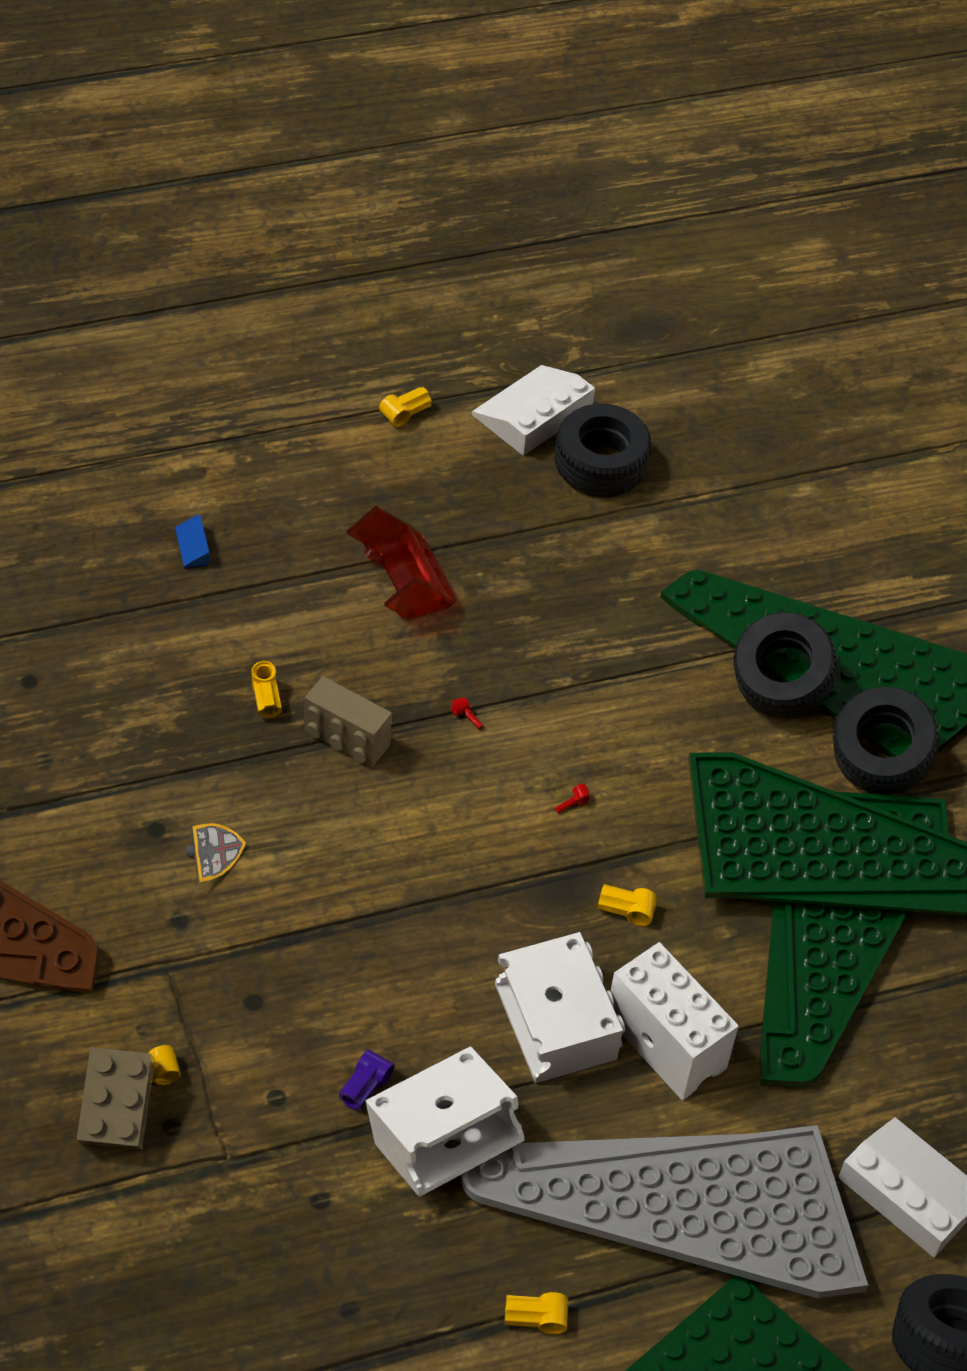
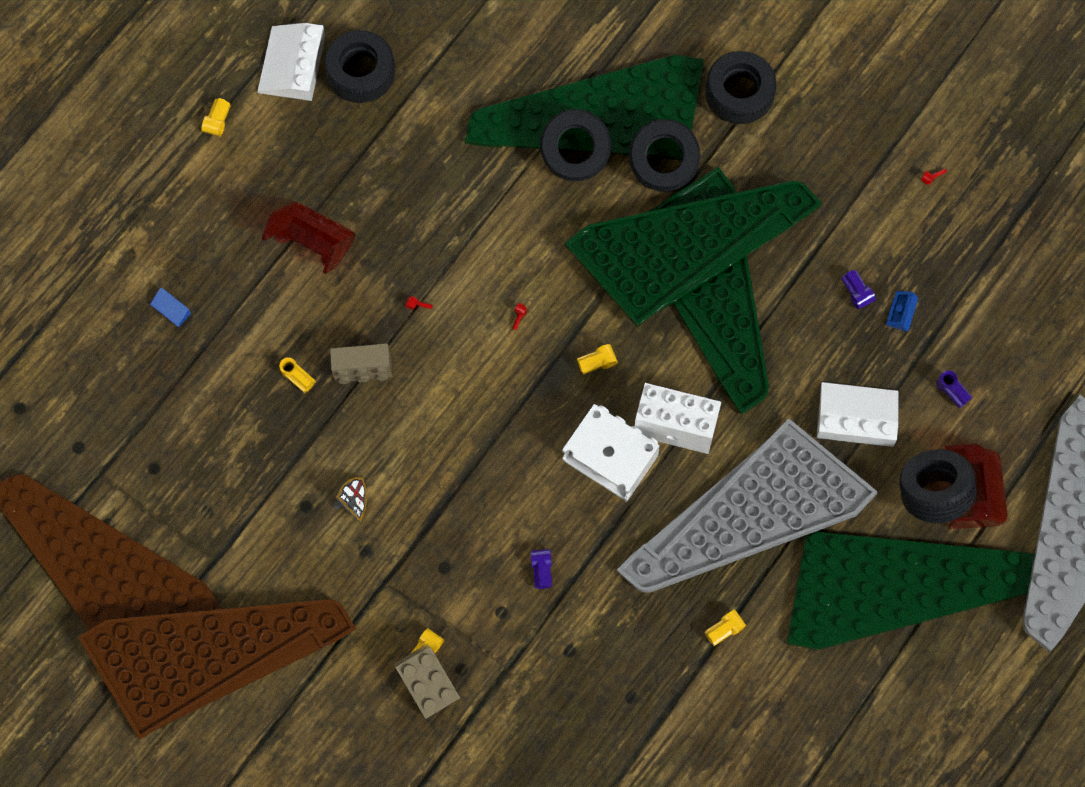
camera: 30 degrees left, 20 degrees up
(444, 1103) = (605, 563): white gear -> none

